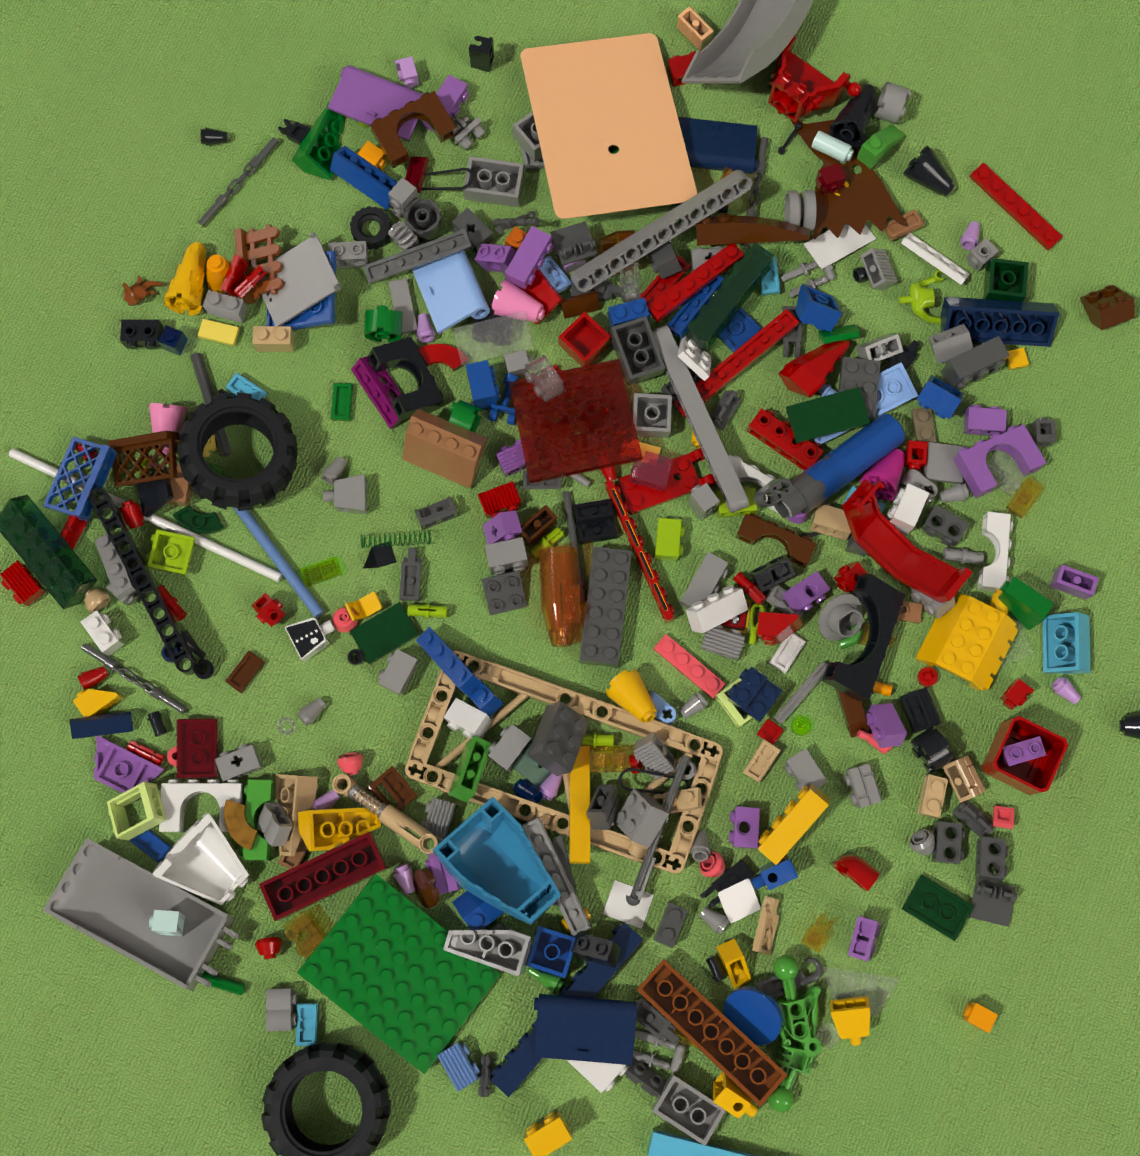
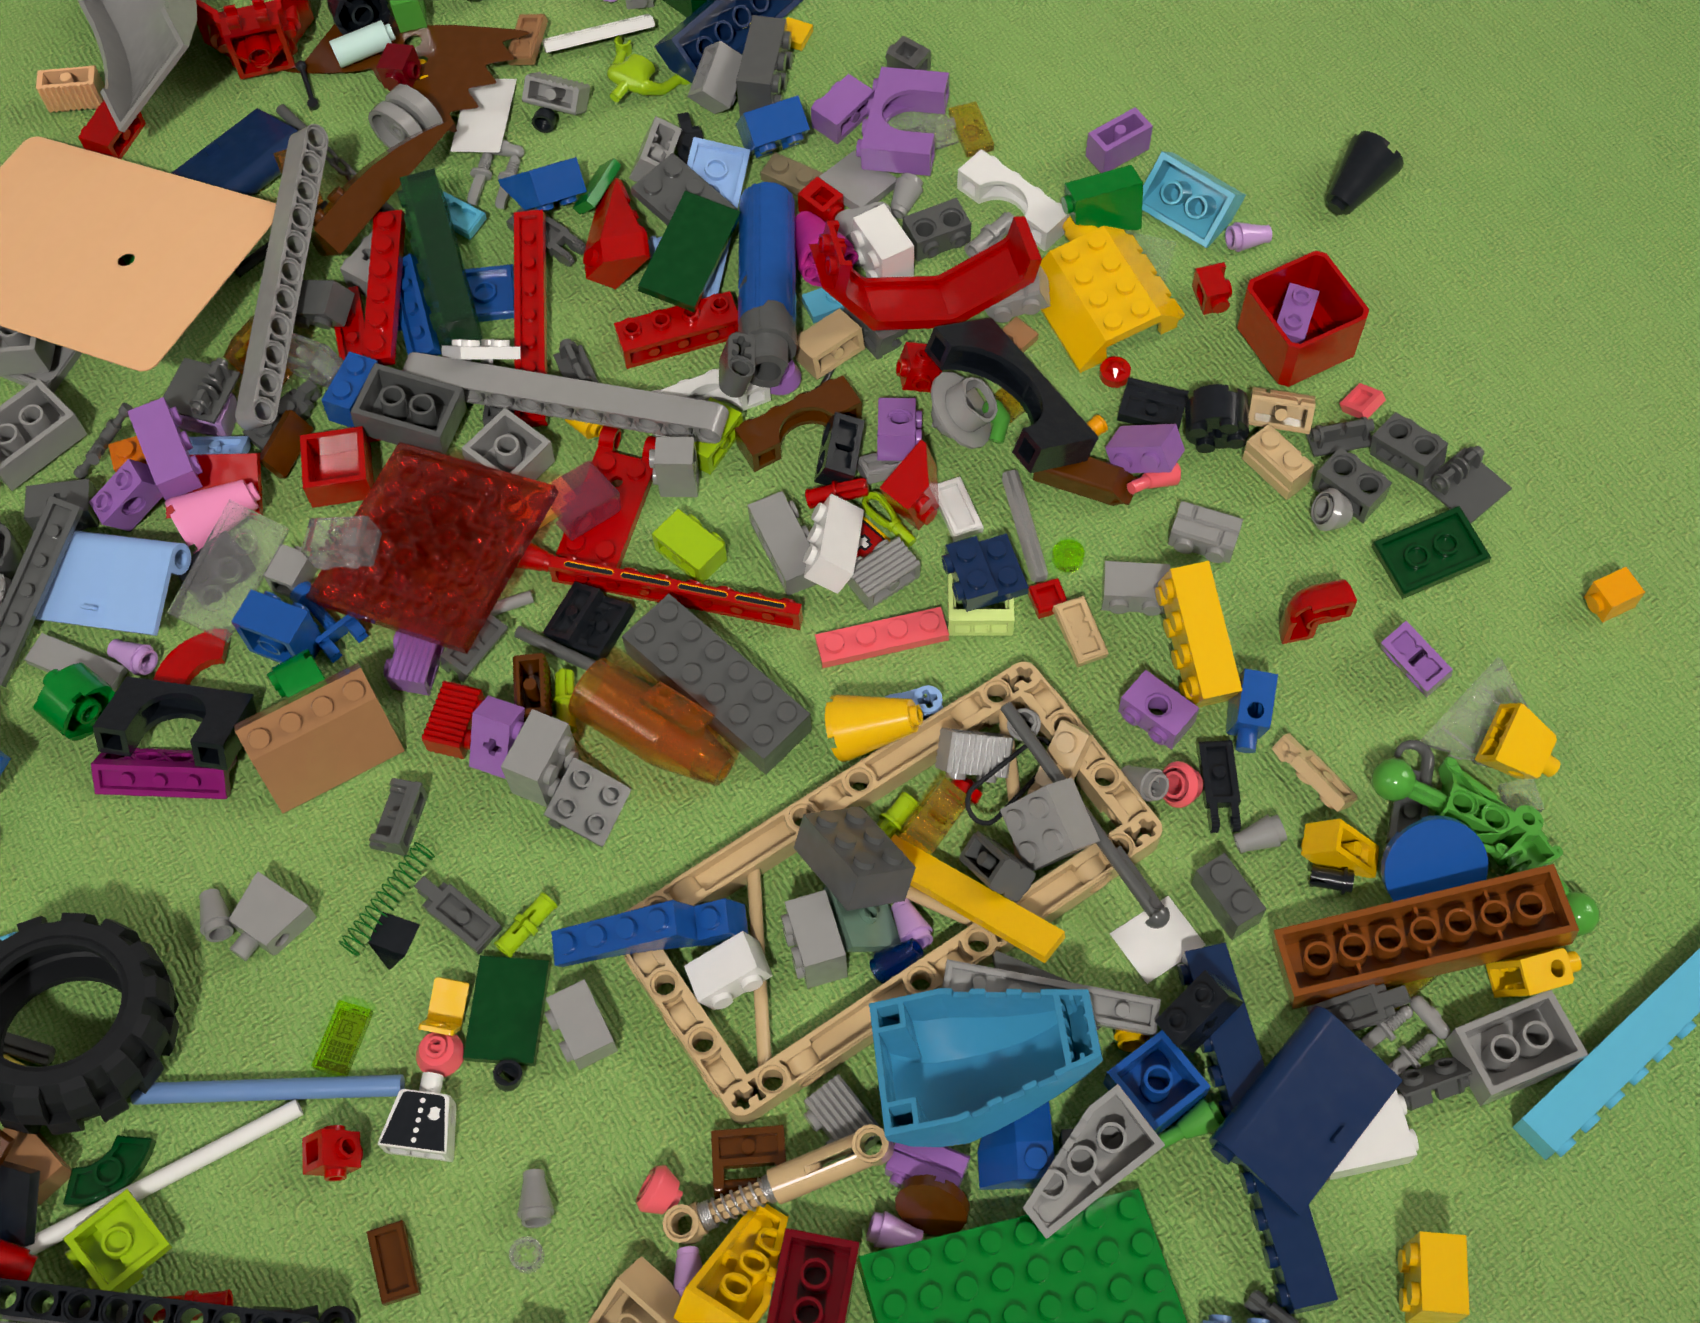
camera: 50 degrees left, 15 degrees down
(342, 402) = (128, 839): green tile -> none
(470, 769) = (804, 1009): bright green brick -> none
(693, 705) = (940, 663): light grey cone -> none
(739, 900) = (1255, 785): white sticker -> none
(815, 936) = (1370, 721): clear yellow plate -> none

